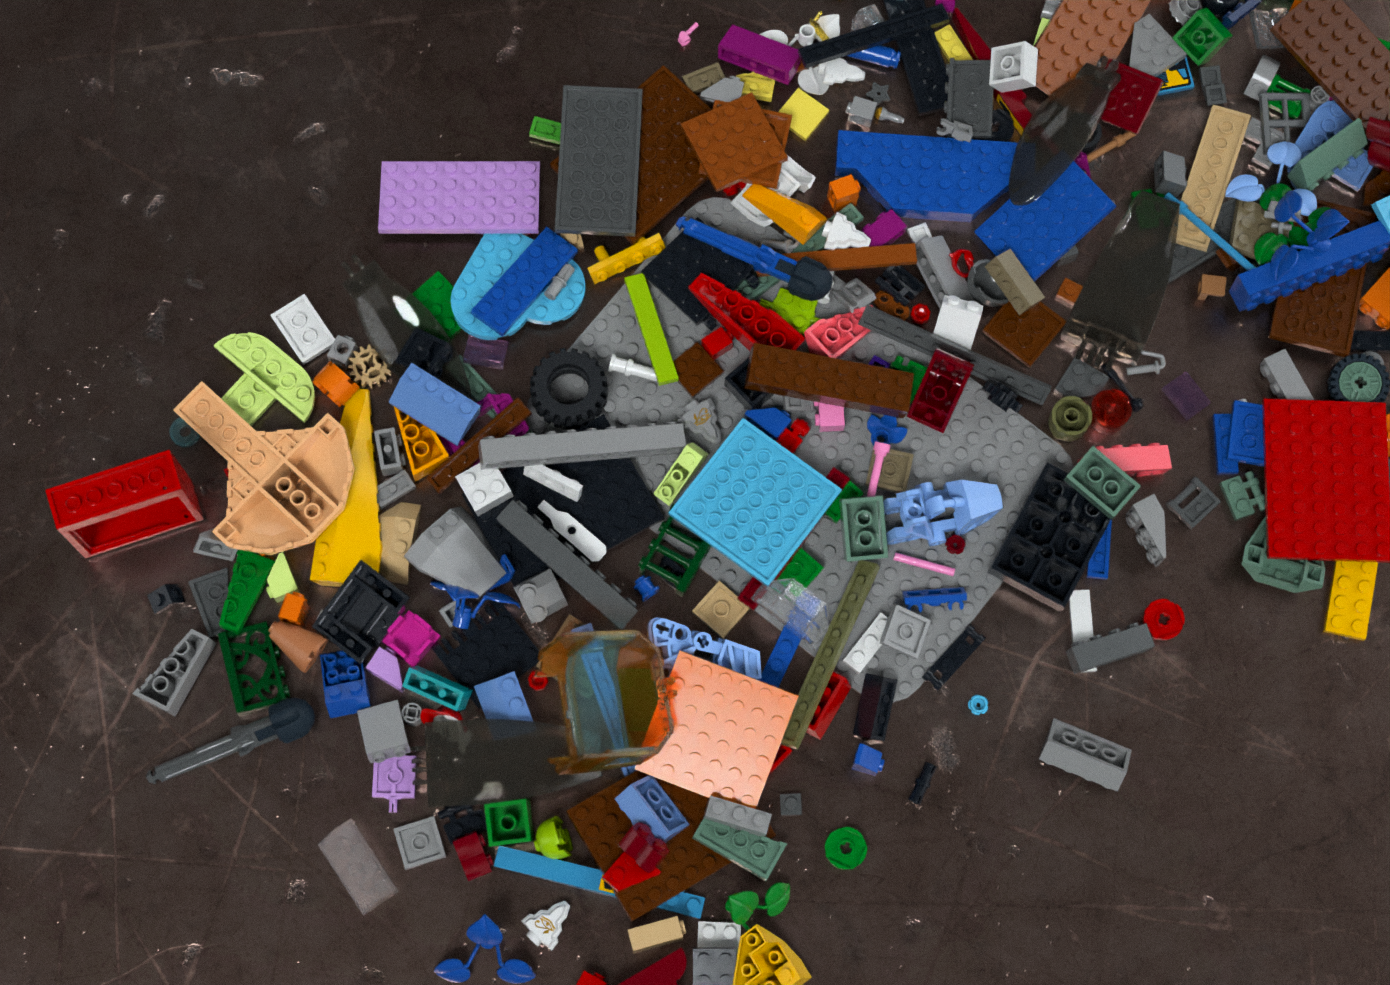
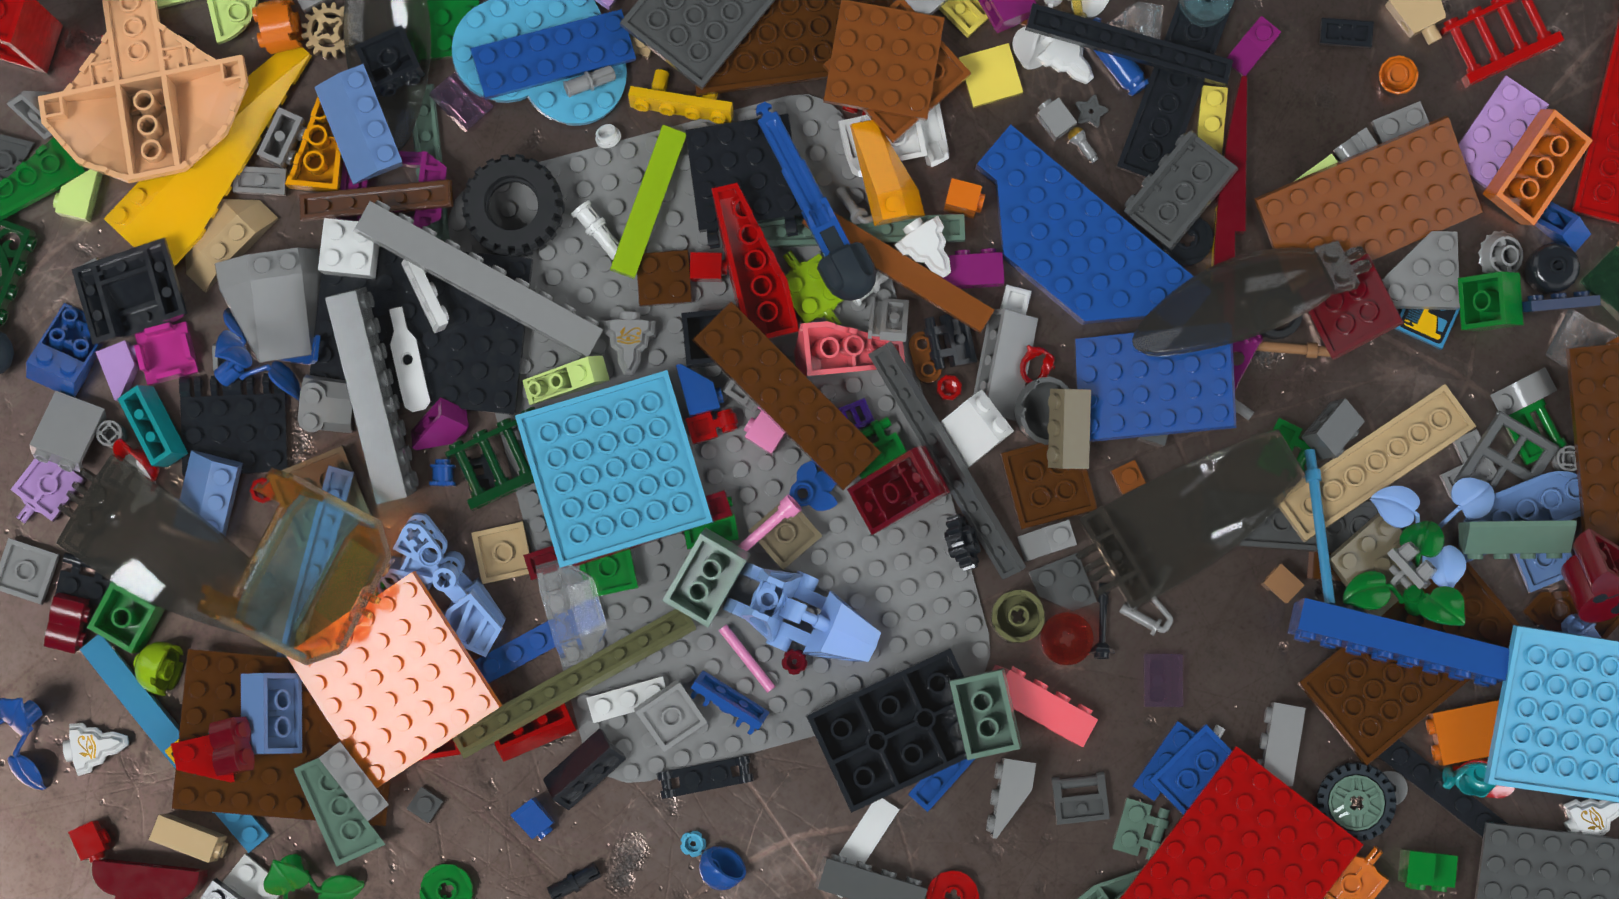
camera: 40 degrees right, 10 degrees up
(294, 609) = (66, 239): orange brick -> none
(297, 643) = (44, 277): nougat cone -> none
(594, 310) = (607, 136): none -> white plate
(622, 558) = (440, 426): none -> magenta slope
(958, 130) = (1137, 217): light grey plate -> none
(1009, 705) = (721, 868): none -> blue hat
(1013, 66) = (1248, 191): white brick -> none
(1051, 361) = (1047, 540): none -> light grey slope
(1212, 85) = (1463, 361): dark grey slope -> none
(1328, 225) = (1423, 624): blue plant -> none

